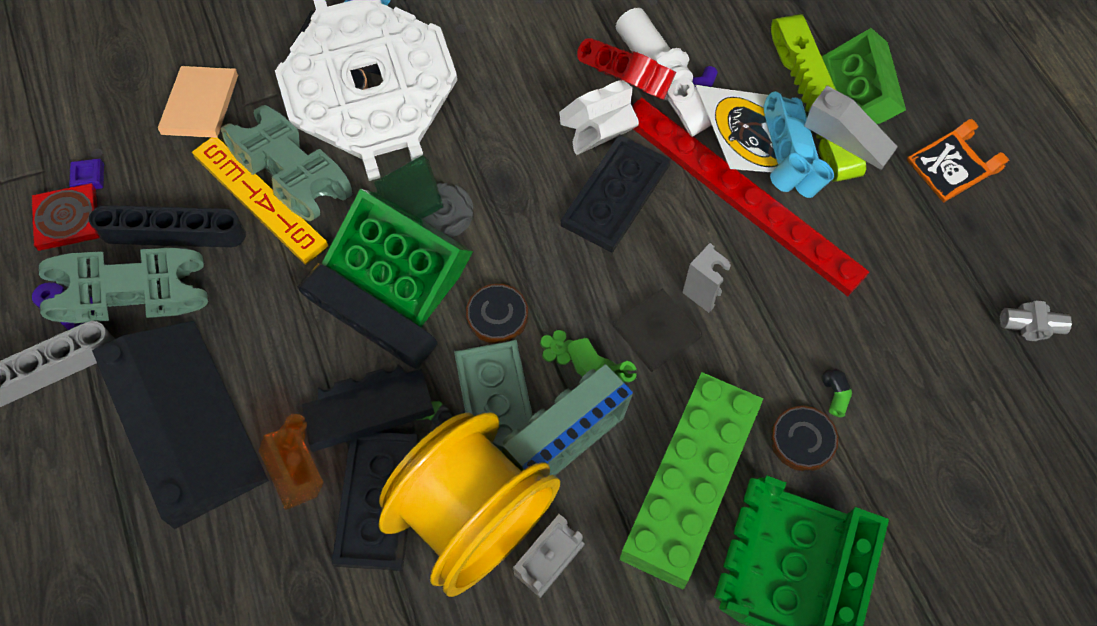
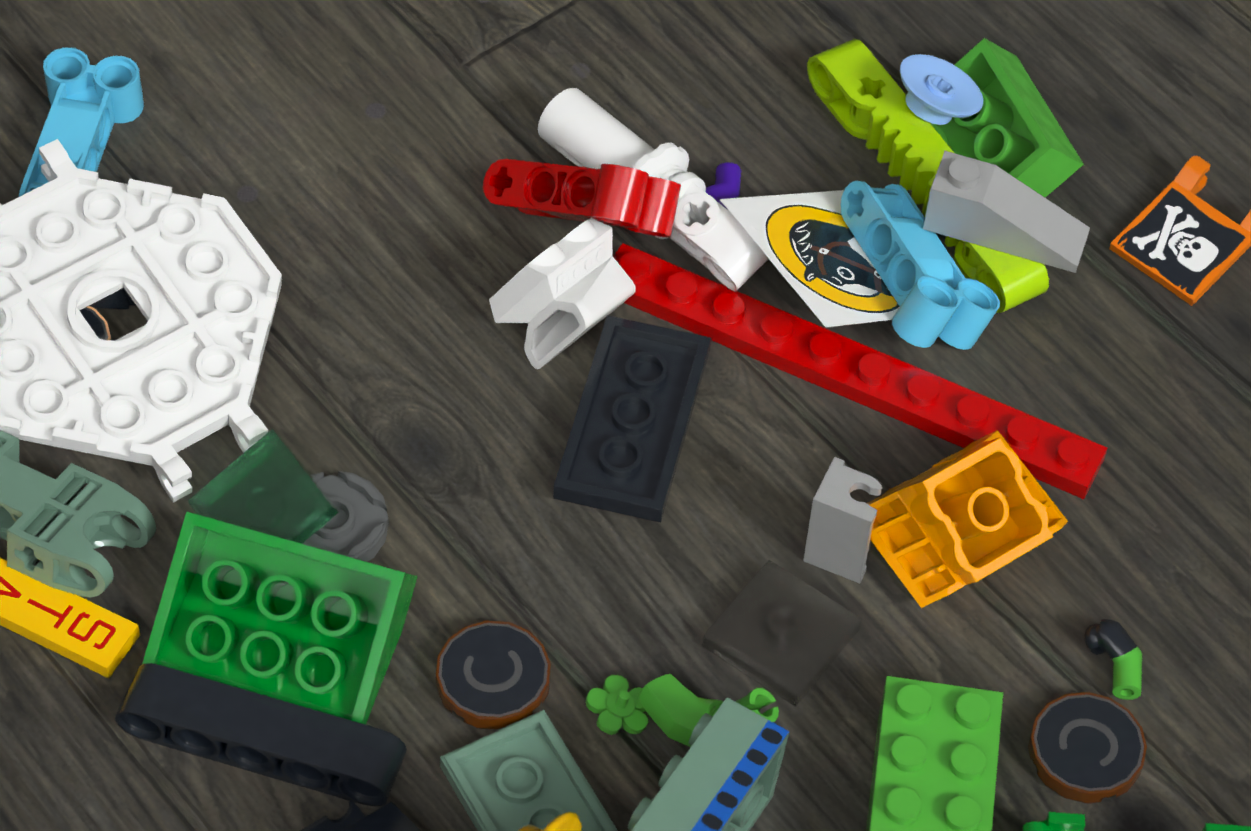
camera: 20 degrees left, 10 degrees down
(774, 292) = (962, 519): none -> light orange slope
(837, 51) = (938, 89): none -> light blue piece

